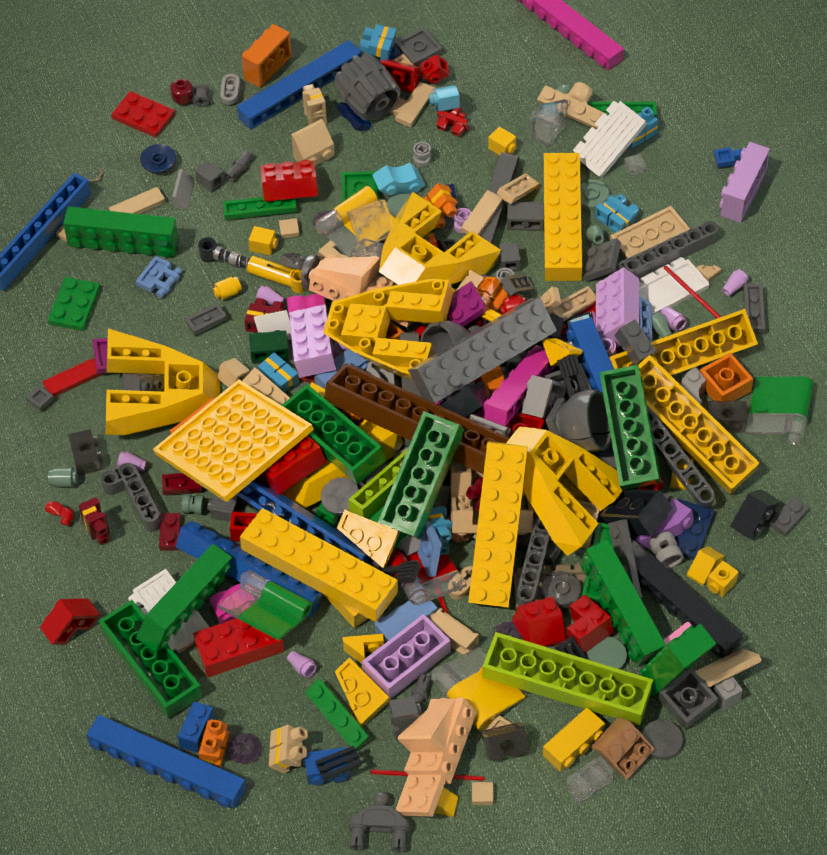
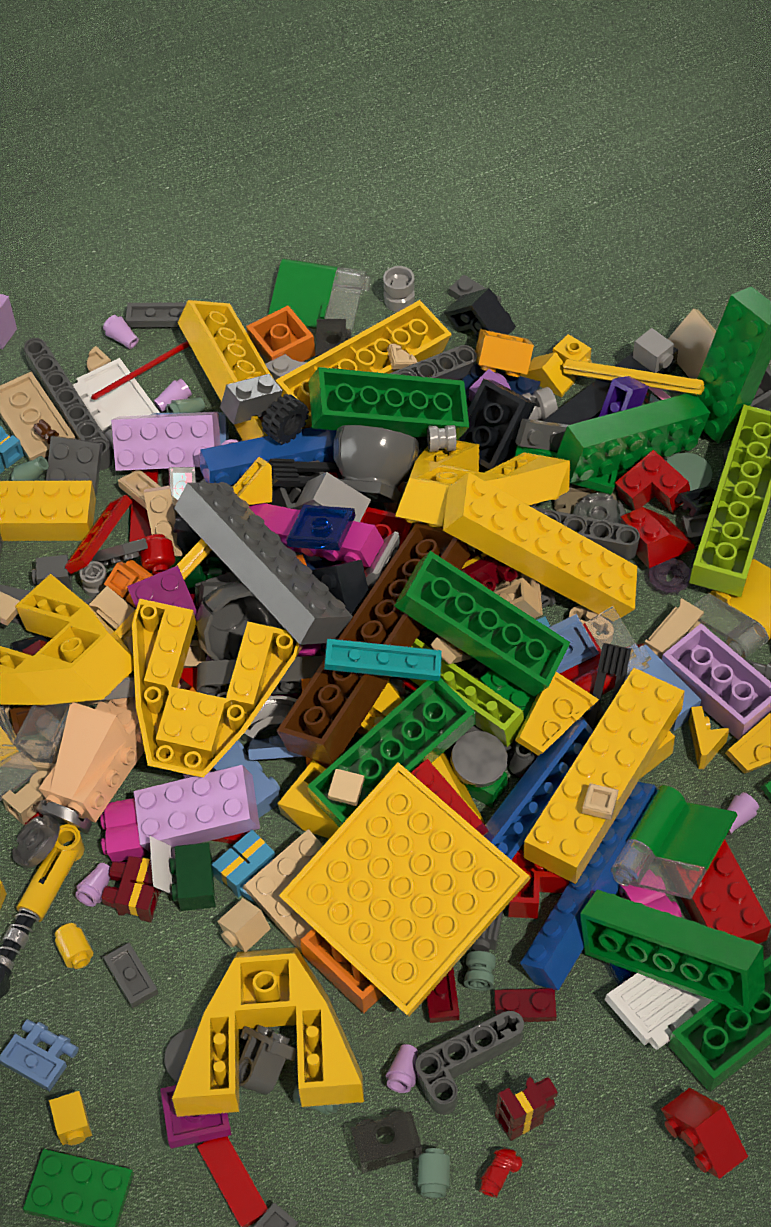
camera: 90 degrees left, 0 degrees up
(115, 294) = (70, 1118): none -> yellow brick
(284, 548) = (600, 801): none -> tan tile
(302, 402) = (346, 787): none -> tan tile
(386, 411) = (383, 659): none -> teal plate
(507, 380) = (321, 527): none -> clear blue plate
(538, 276) = (98, 534): none -> red tile
(606, 466) = (441, 438): none -> light grey wheel
(613, 358) = (285, 418): none -> black tyre
(631, 240) = (44, 430): none -> reddish brown piece
(660, 599) = (624, 395): none -> dark purple brick
(684, 606) = (651, 379): none -> yellow axle
(693, 446) = (399, 358): none -> tan tile
(713, 522) = (503, 352): none -> light orange brick
(716, 623) = (653, 351): none -> light grey brick
(785, 459) = (398, 288): none -> light grey wheel

